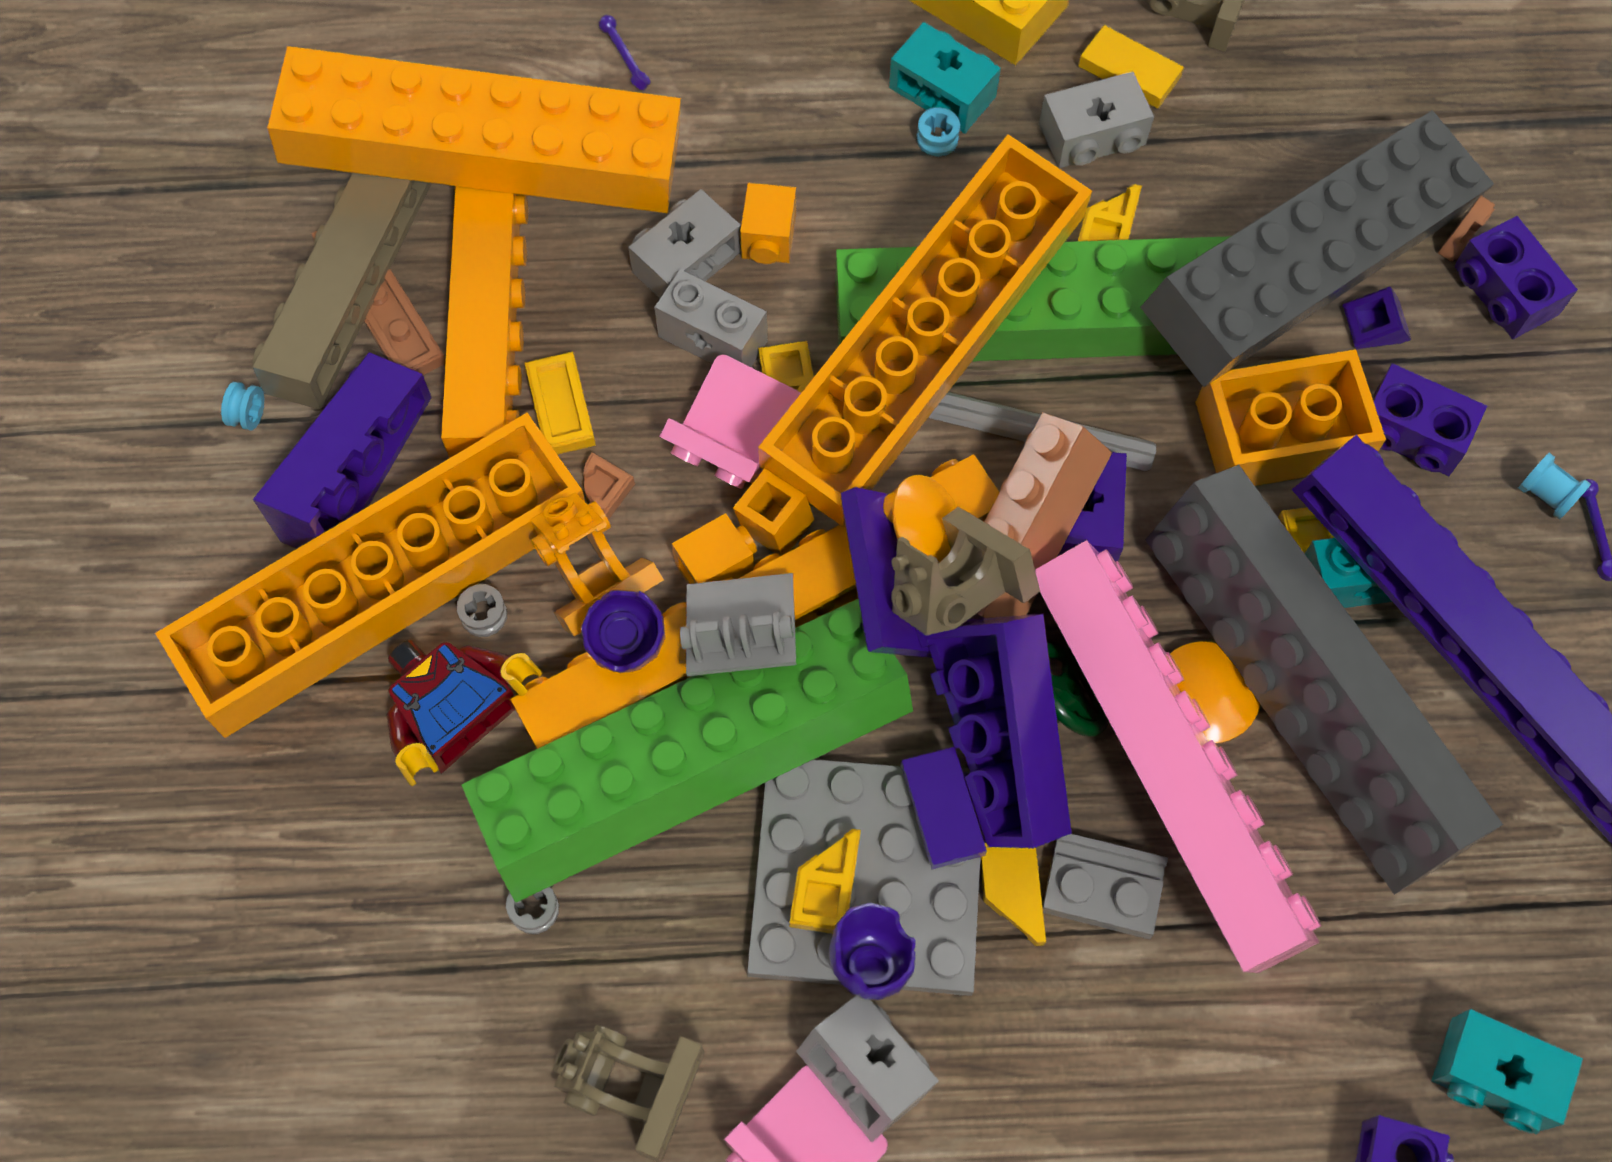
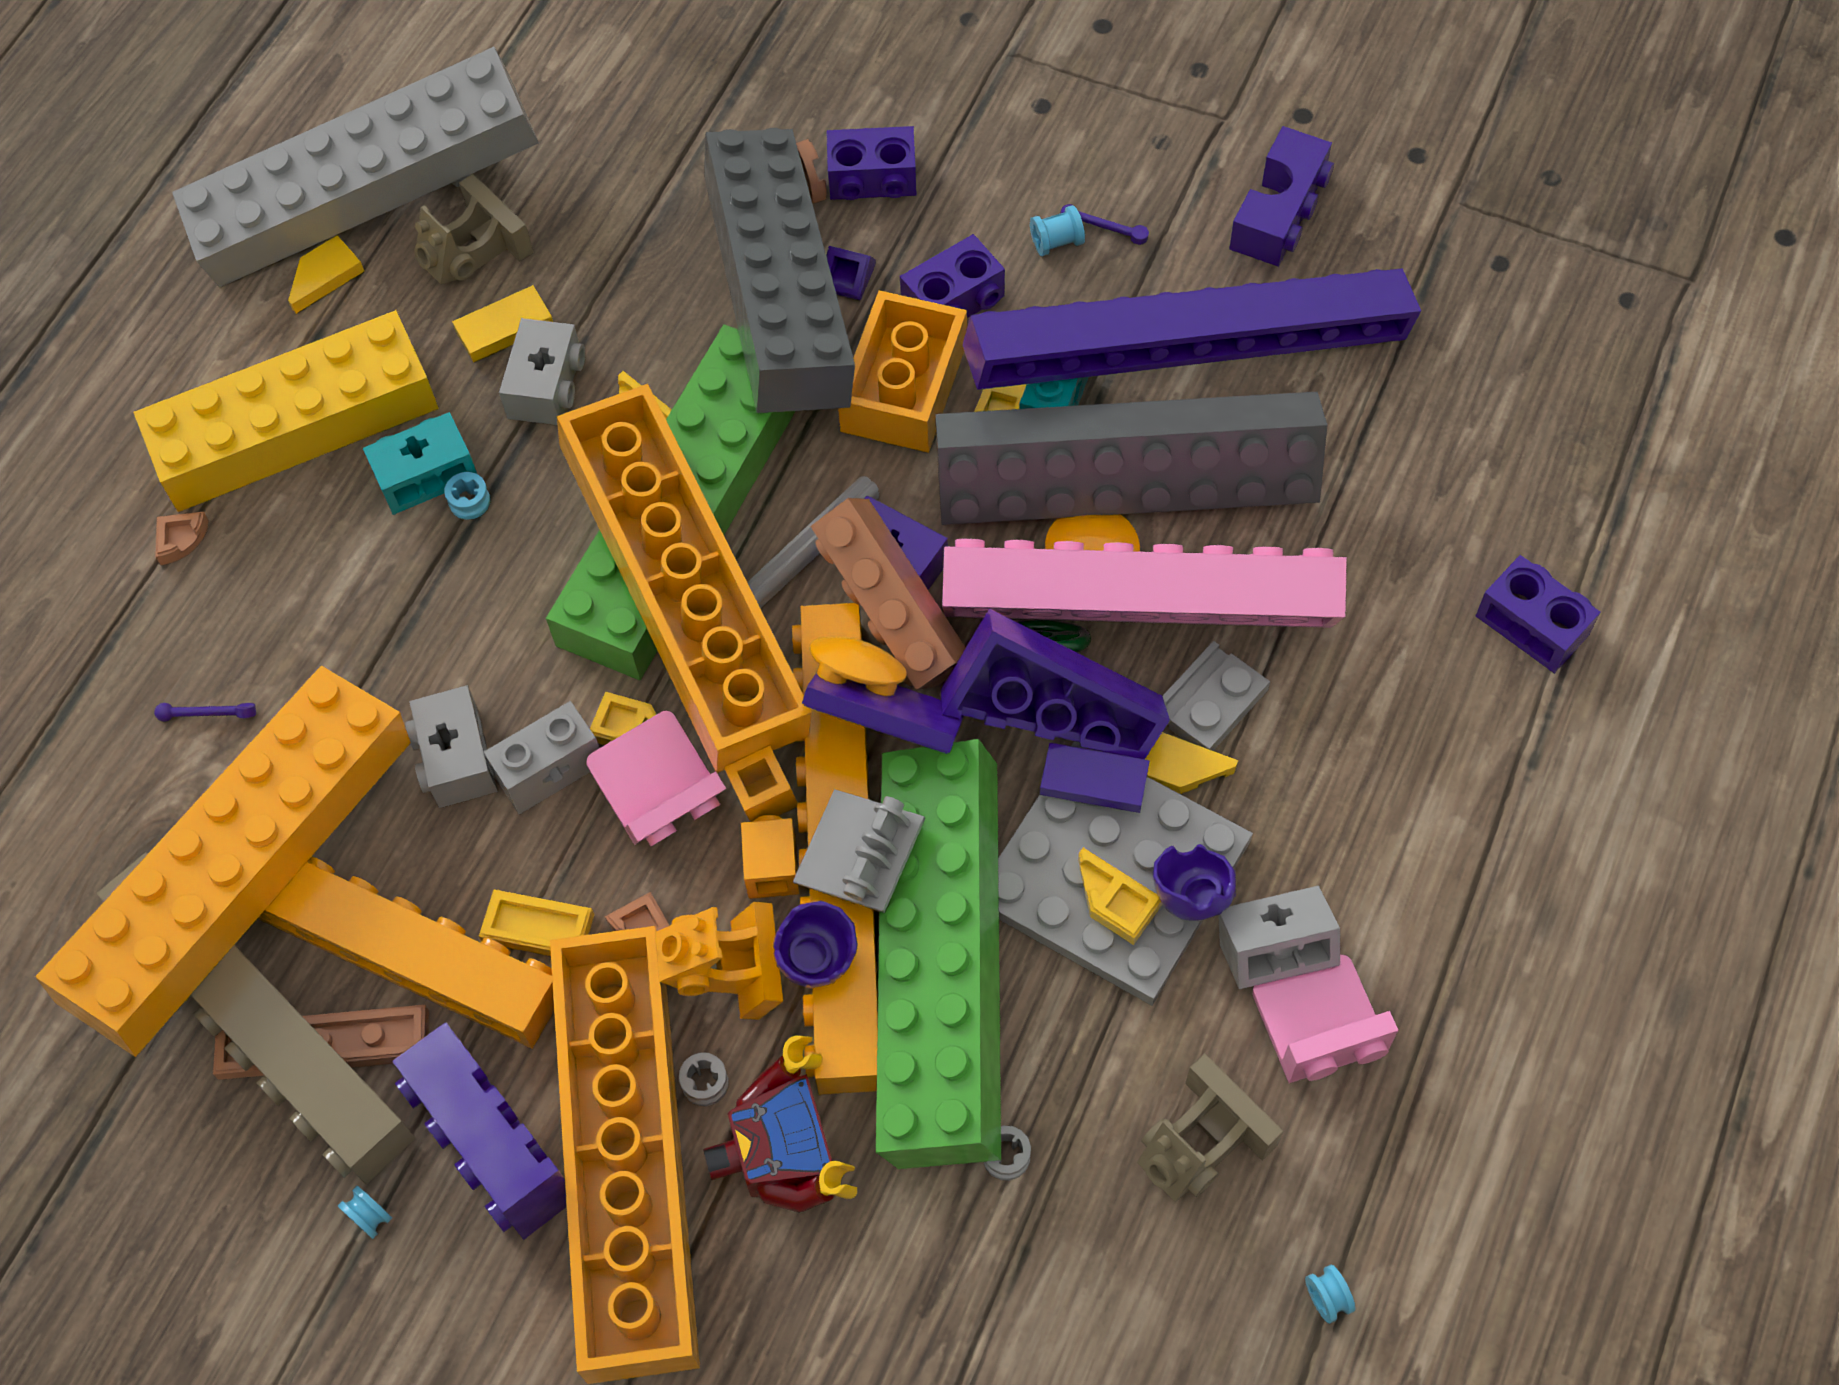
camera: 60 degrees left, 5 degrees down
(768, 223) = (473, 662): light orange brick -> none
(969, 578) = (932, 662): dark tan tile -> none
(1539, 1071) = (1485, 499): teal brick -> none

